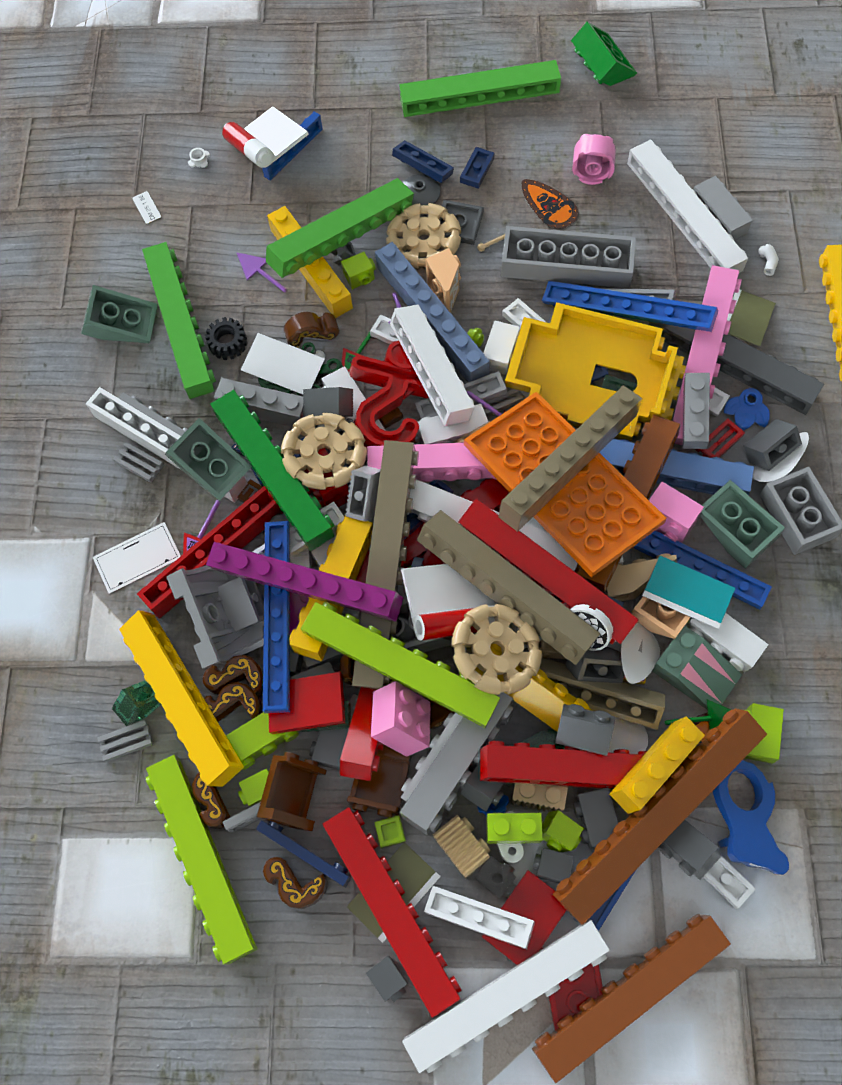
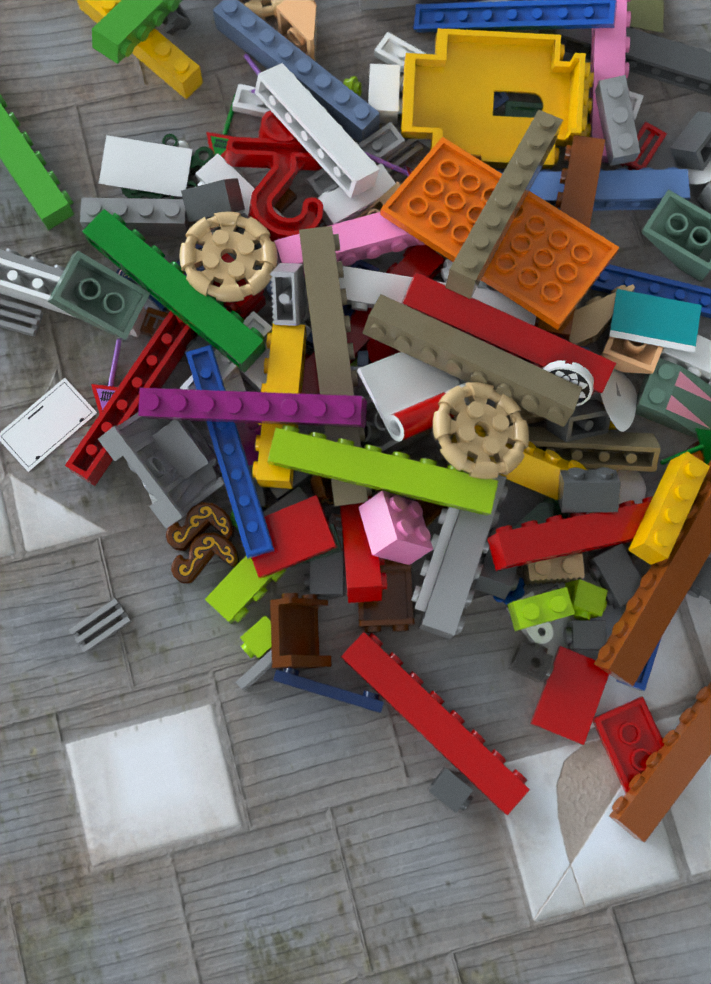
camera: 25 degrees left, 10 degrees up
(135, 703) = (105, 577): clear green slope -> none
(181, 700) = (149, 566): yellow brick -> none
(201, 860) = (222, 725): lime brick -> none
(210, 797) = (208, 658): reddish brown animal -> none
(223, 328) = (65, 137): black tyre -> none
(253, 264) = (72, 54): medium lavender piece -> none
(289, 888) = (324, 729): reddish brown animal -> none
(311, 326) = (163, 114): reddish brown animal -> none
(358, 270) = (198, 36): lime brick -> none
(390, 831) = (410, 645): lime tile -> none
(415, 878) = (445, 681): olive sticker -> none
(461, 845) = (489, 640): tan brick -> none
(479, 917) = (526, 705): white plate -> none
(504, 996) = (573, 773): white brick -> none
(678, 509) = (623, 232): bright pink brick -> none
(747, 412) = (664, 110): blue plate -> none

